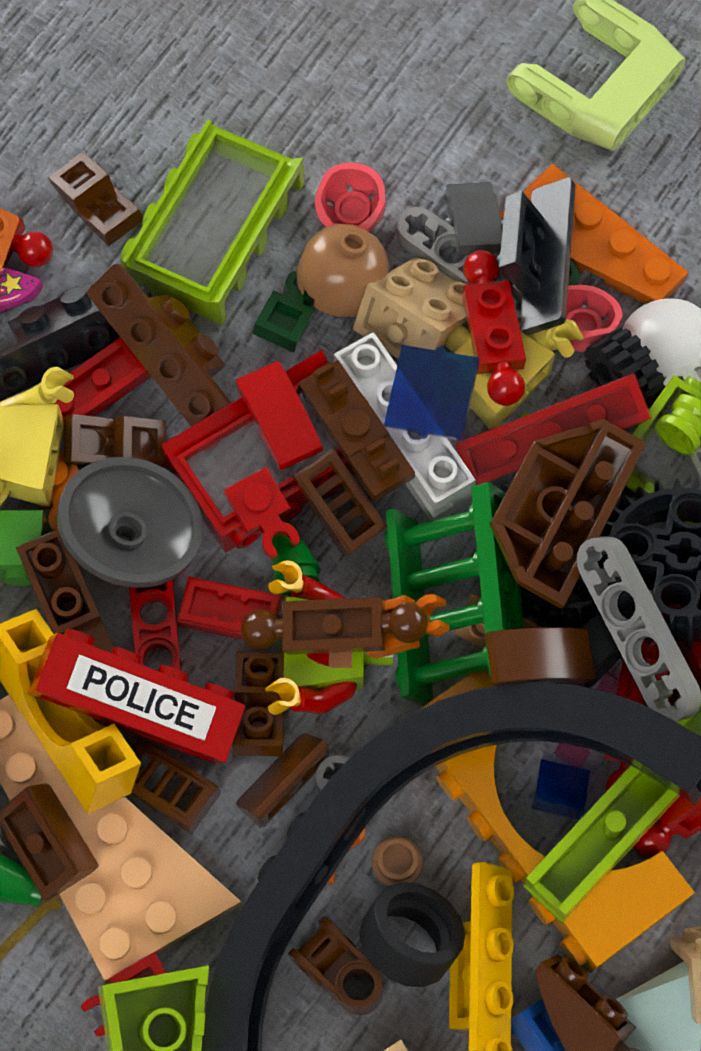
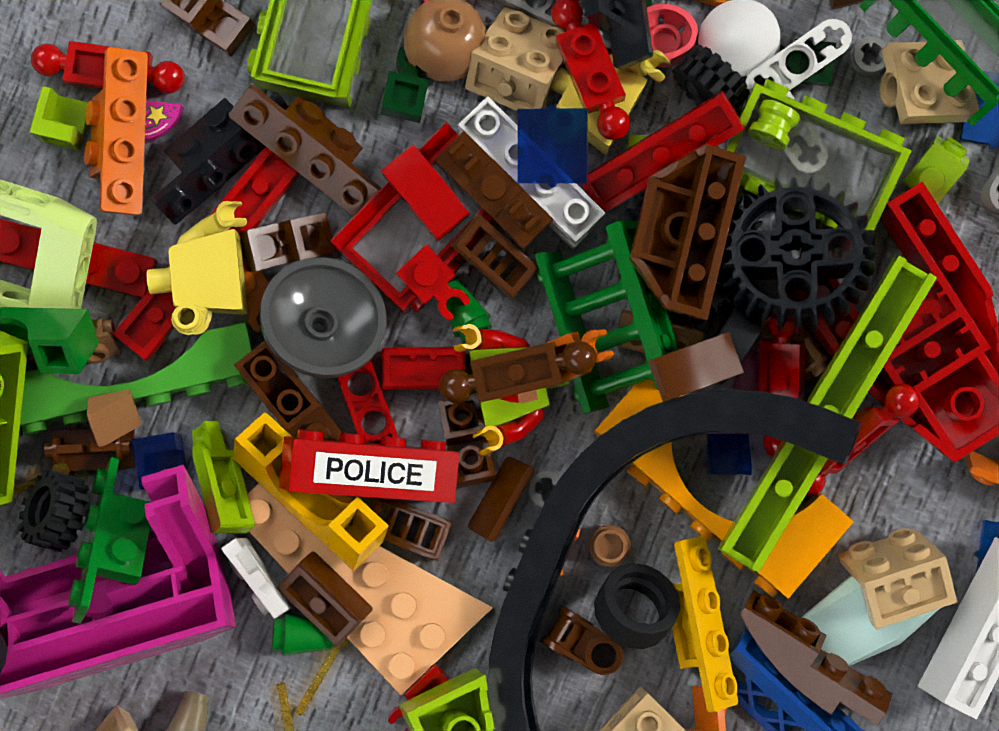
camera: 15 degrees left, 15 degrees up
(644, 623) = (767, 331): light grey beam -> none

